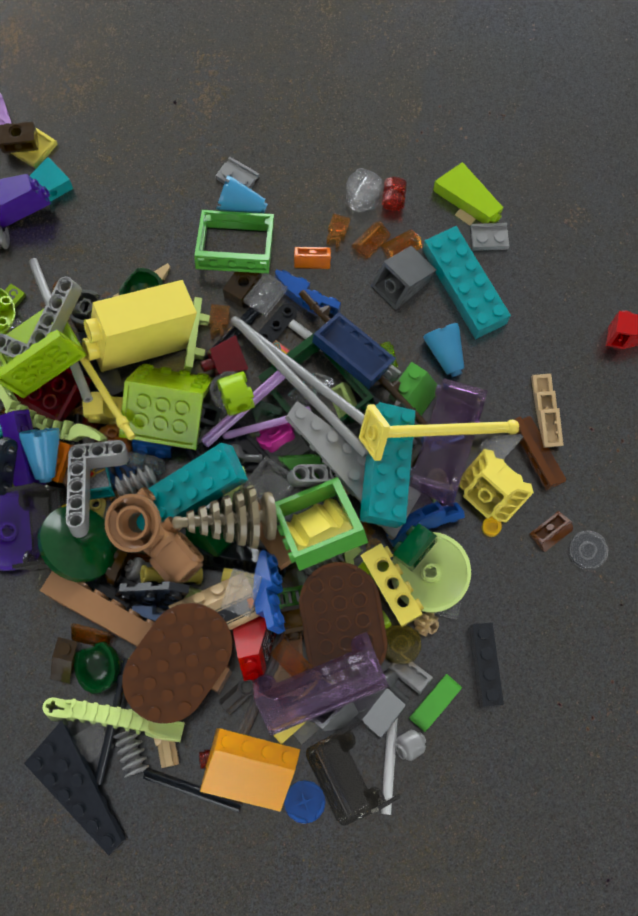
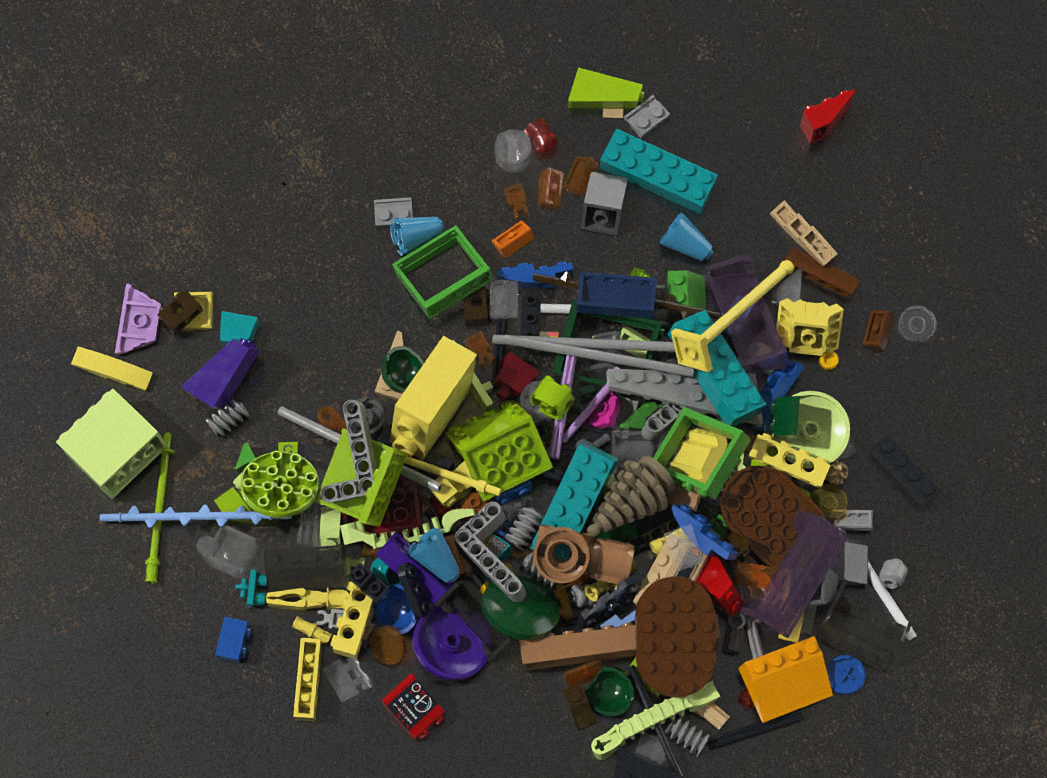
camera: 30 degrees left, 0 degrees up
(435, 703) = (888, 528): bright green beam -> none

